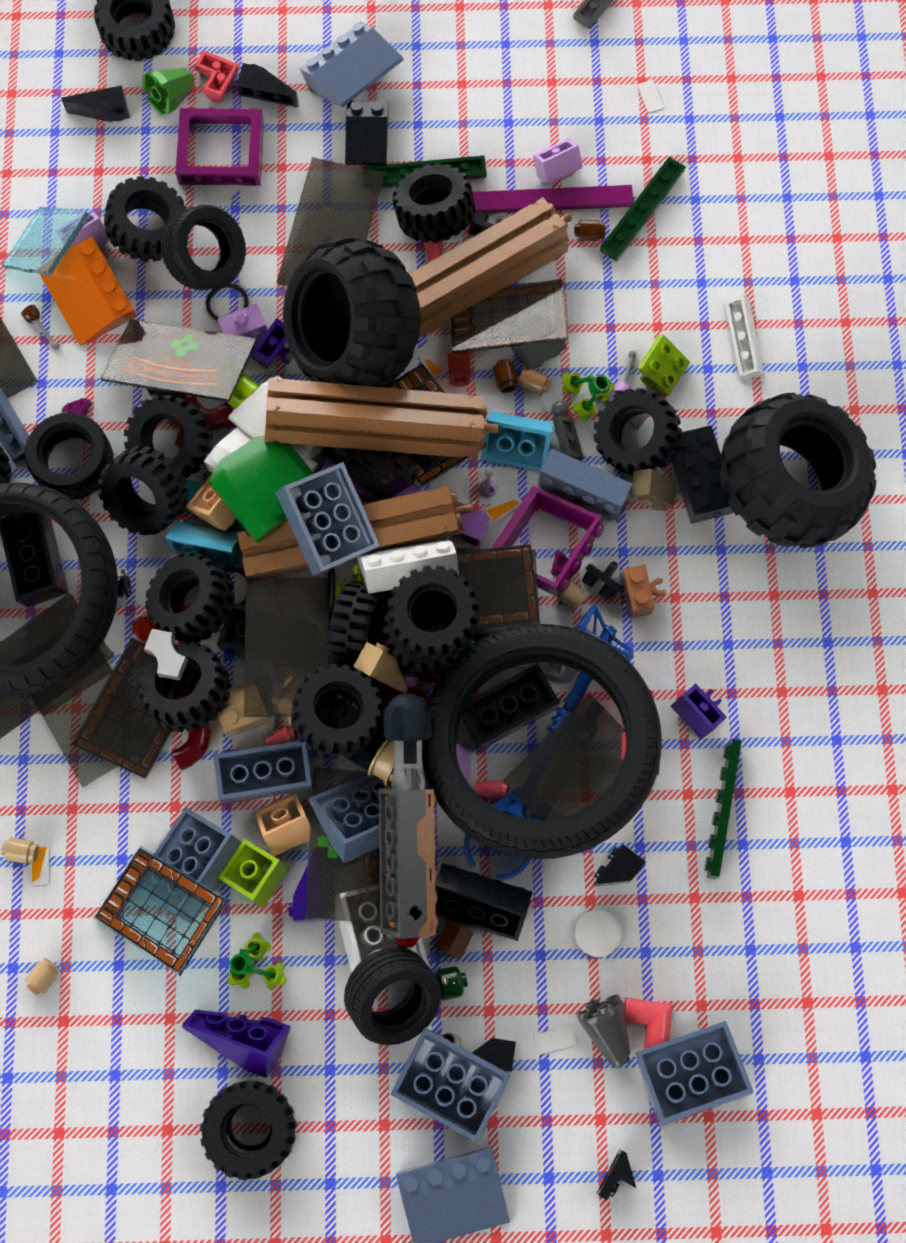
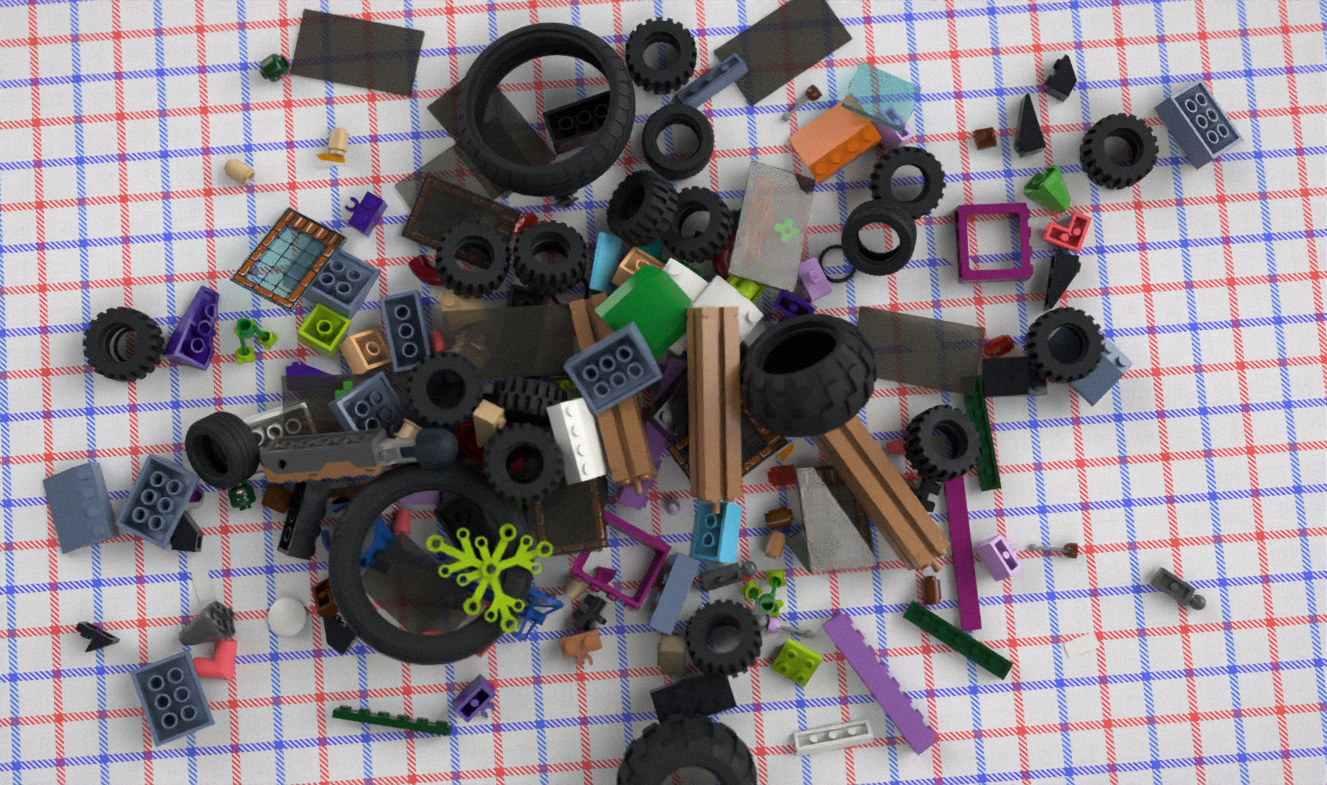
camera: 85 degrees right, 10 degrees up
(50, 68) = (1062, 81): none -> black slope
(79, 406) = (727, 143): magenta tile -> none
(104, 147) = (985, 138): none -> reddish brown tile
(112, 818) = (366, 213): none -> dark purple brick
(170, 663) = (501, 238): tile -> none
(331, 50) = (1088, 337): none -> black tyre
(332, 147) = (998, 346): none -> clear red brick
(453, 845) = (344, 494): none -> reddish brown brick
(503, 506) = (657, 522): sticker -> none
(540, 688) = (468, 559): none -> lime plant
(552, 97) = (1069, 550): none -> hinge
(572, 881) = (324, 599): none -> reddish brown brick
(686, 286) = (879, 683): none -> medium lavender brick

